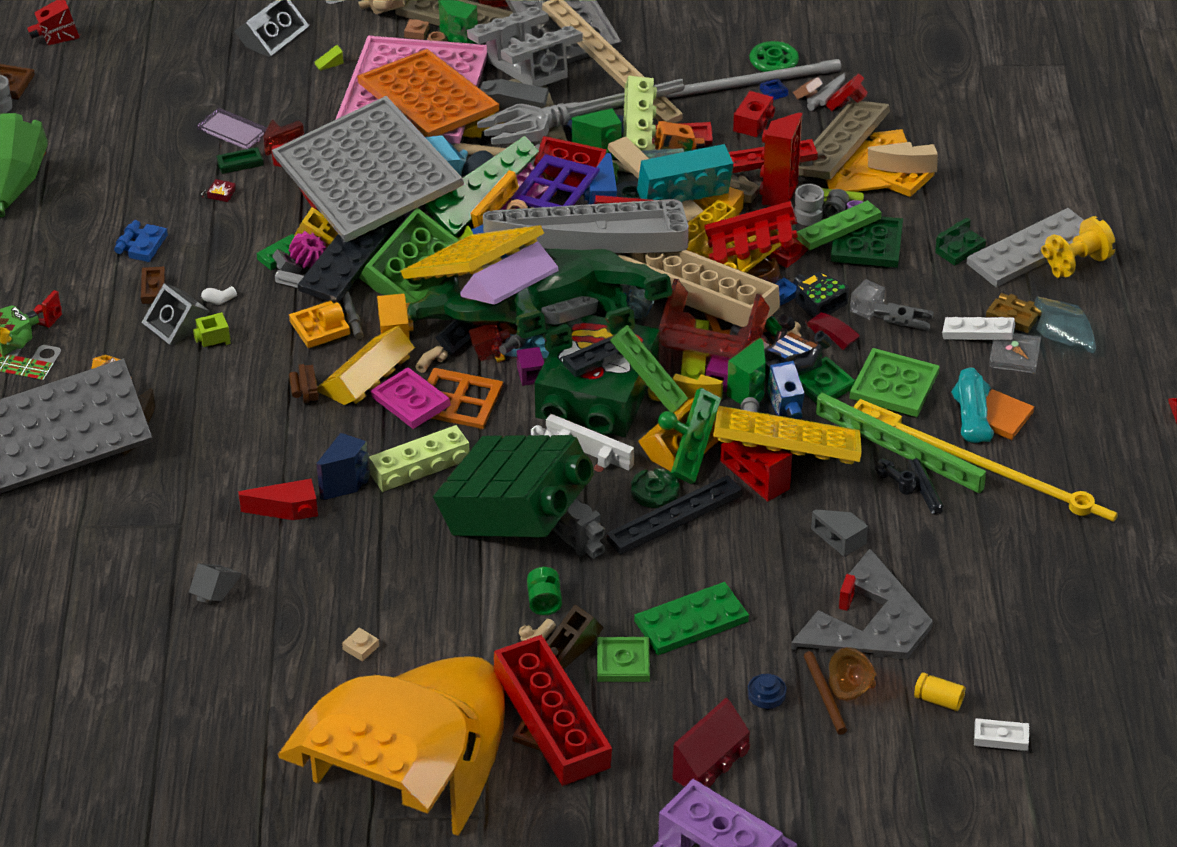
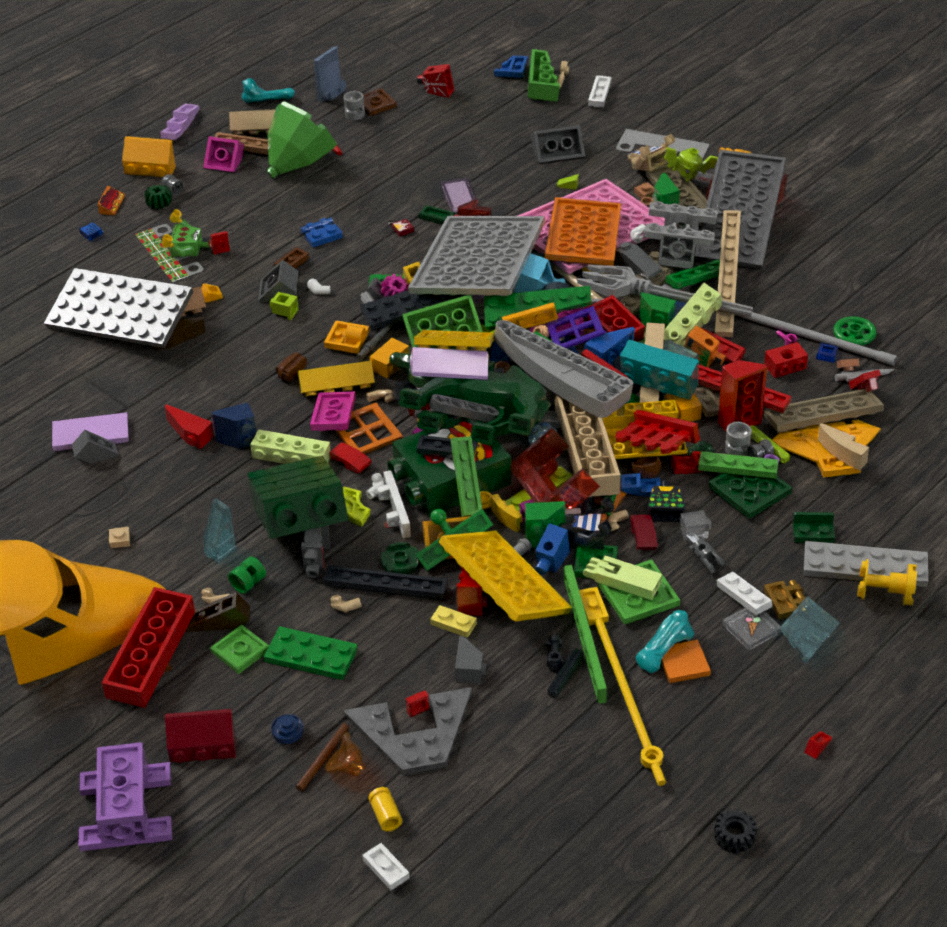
camera: 45 degrees right, 0 degrees up
(172, 574) = (112, 427): none -> lavender tile
(475, 70) = (636, 233): none -> white arm
(475, 428) = (351, 457): none -> red slope
(475, 565) = (219, 533): none -> clear light blue slope
(577, 80) = (694, 275): none -> green plate
(658, 561) = (344, 606): none -> tan arm
(729, 96) = (790, 338): none -> dark pink hand
(775, 508) = (453, 621): none -> light yellow plate
(875, 374) = (624, 576): none -> yellowish green hinge

